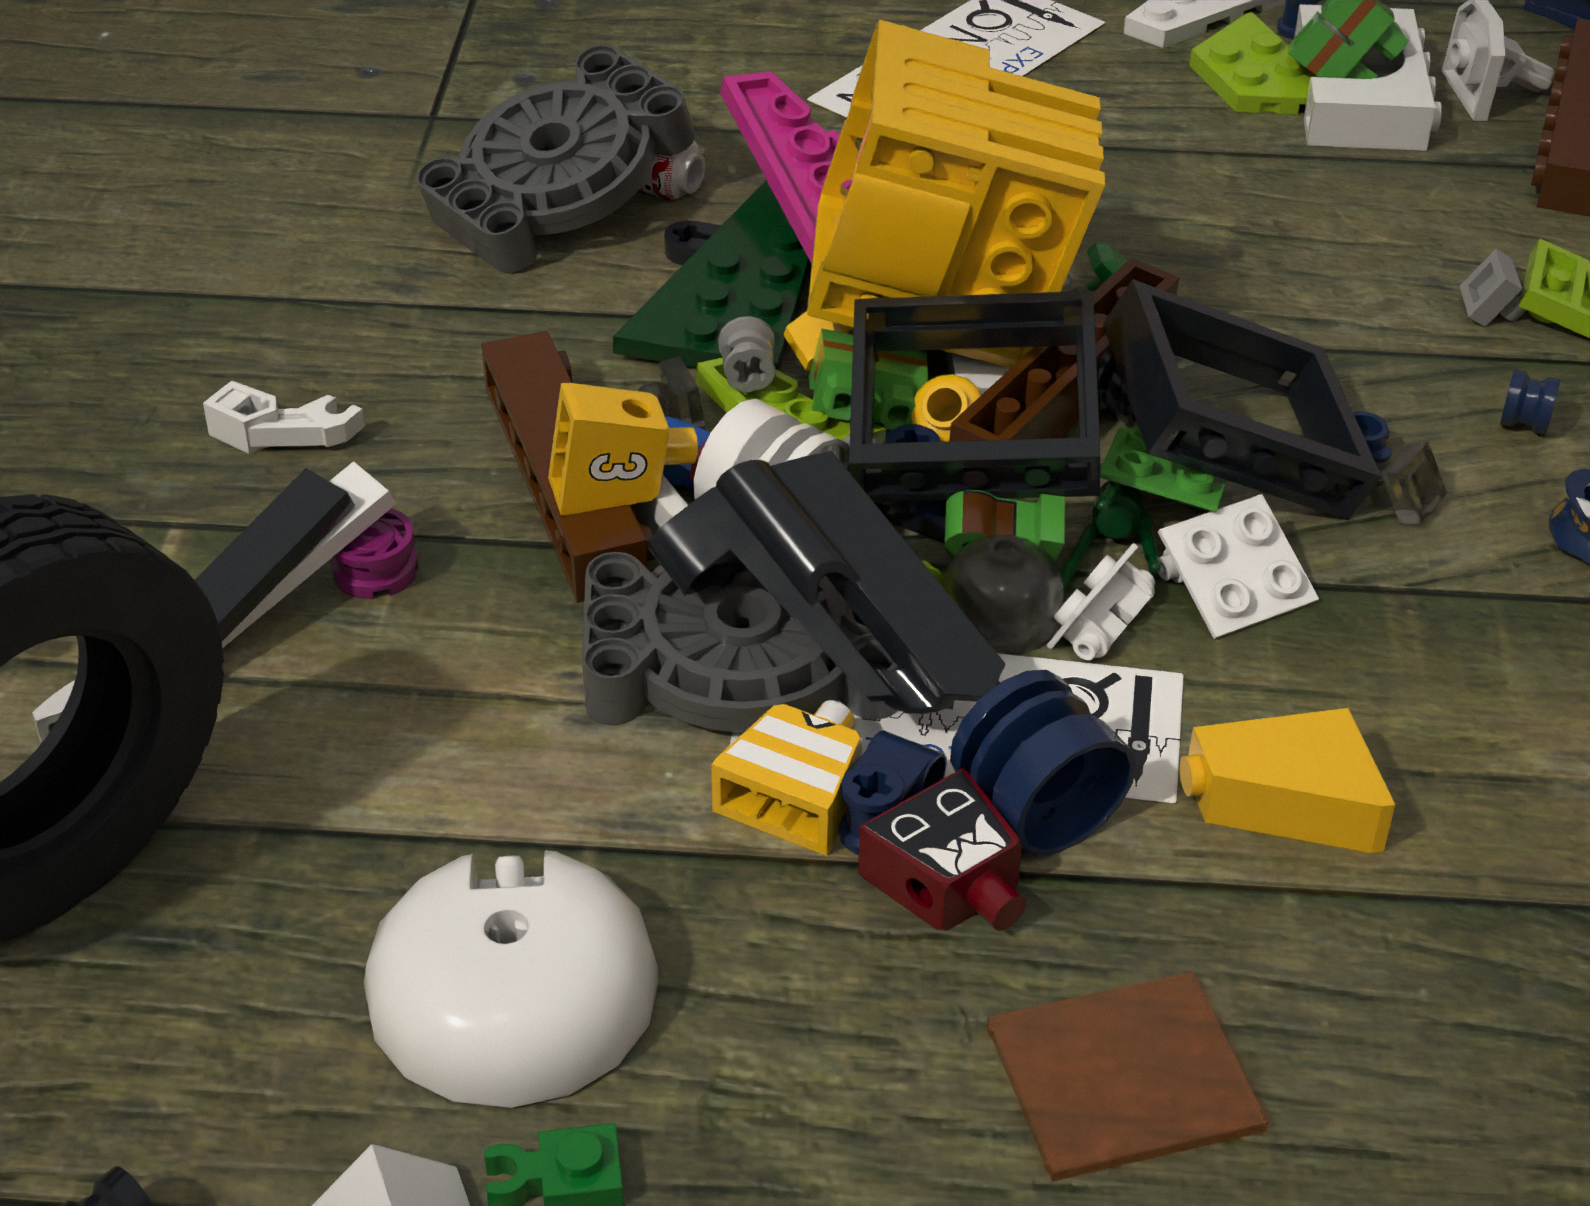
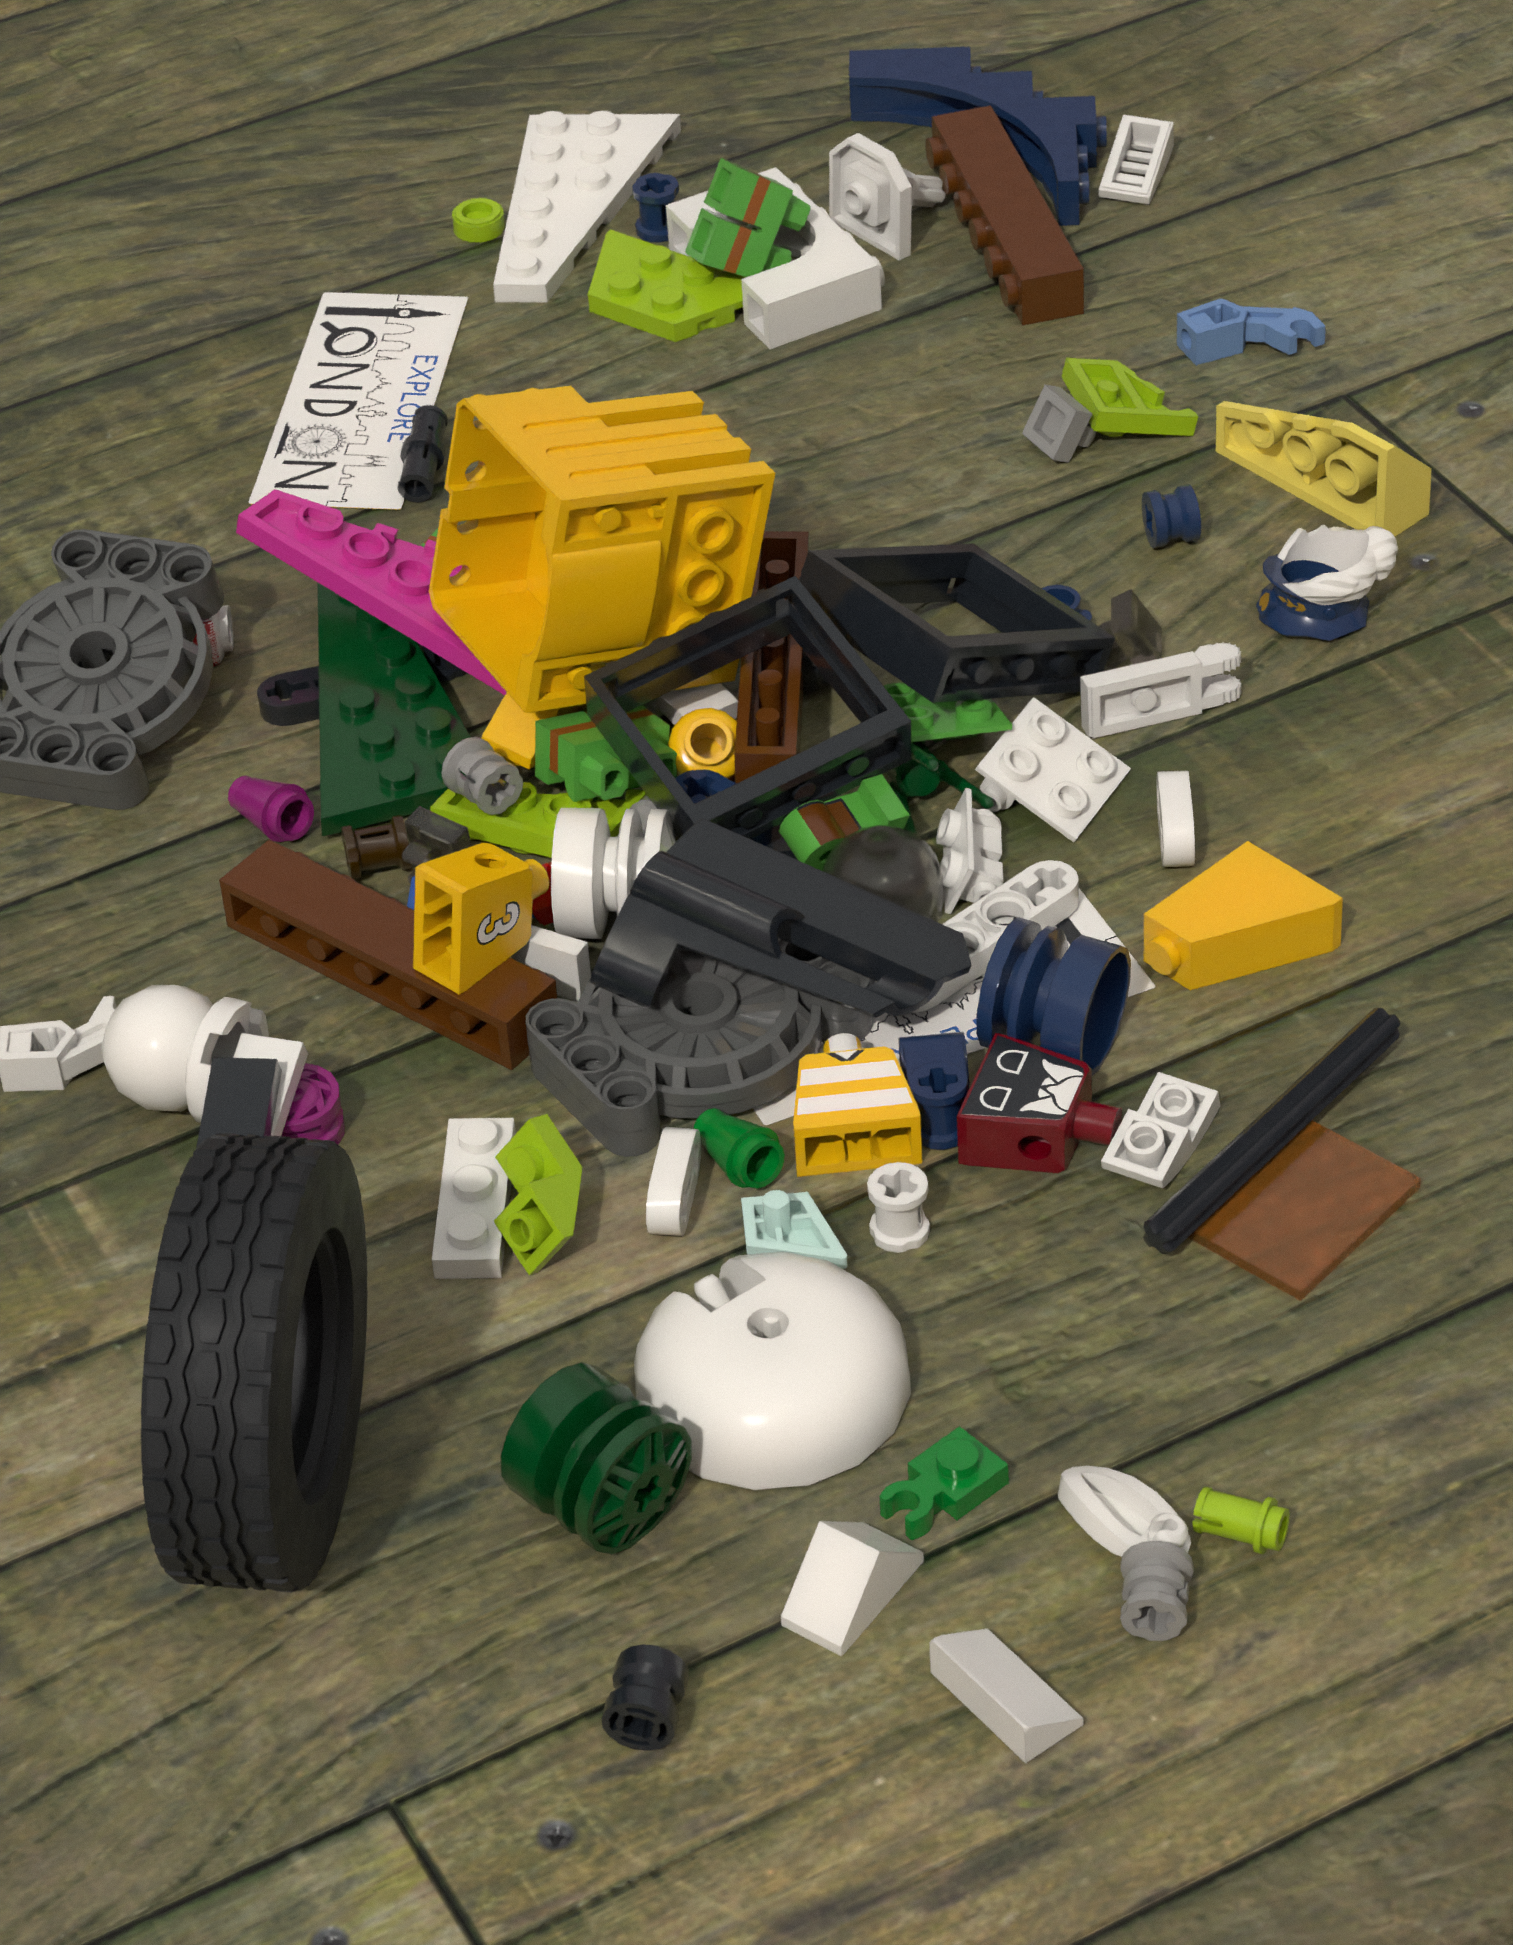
camera: 30 degrees left, 0 degrees up
(264, 970) = (596, 1457): none -> dark green wheel
(322, 436) = (165, 1042): none -> white tile
(437, 692) = (471, 1198): none -> white plate
(458, 722) = (548, 1189): none -> lime slope
(592, 759) = (673, 1181): none -> white beam
(593, 315) = (274, 807): none -> magenta cone
(627, 371) = (375, 846): none -> dark brown bush
(649, 855) = (789, 1225): none -> light aqua piece
(674, 762) = (743, 1150): none -> green cone
(760, 871) = (898, 1197): none -> white bush
(1053, 946) = (1163, 1132): none -> white slope
(1127, 656) = (1040, 893): none -> white beam
(1152, 994) = (1270, 1131): none -> black axle
(1312, 659) = (1175, 819): none -> white beam
(1395, 541) = (1159, 690): none -> white hinge

